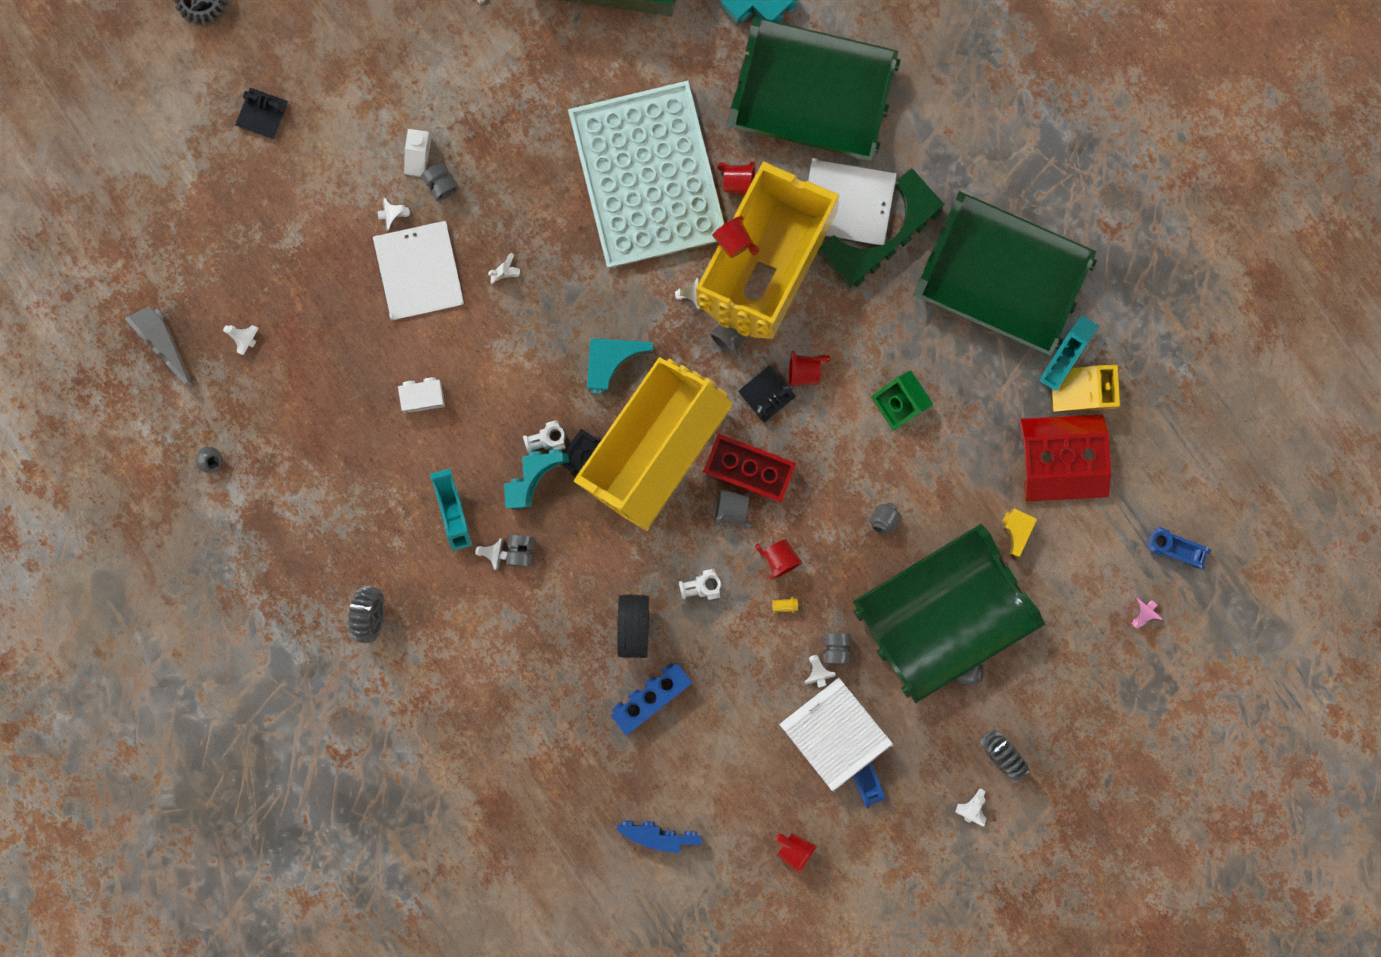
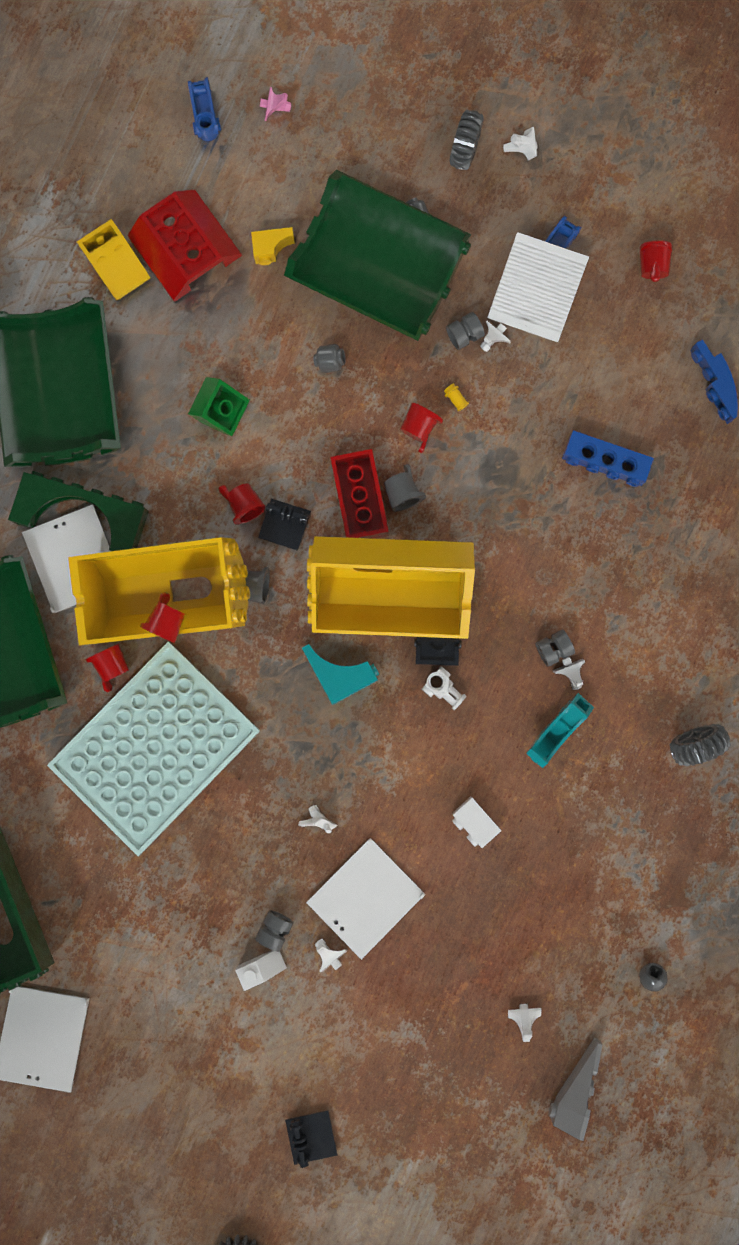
camera: 115 degrees left, 0 degrees up
(519, 493) = (505, 680): teal arch -> none
(633, 626) = (559, 507): black tyre -> none
(688, 293) = (236, 641): white piece -> none
(701, 589) = (485, 478): white connector -> none
(1069, 352) = (77, 285): teal arch -> none

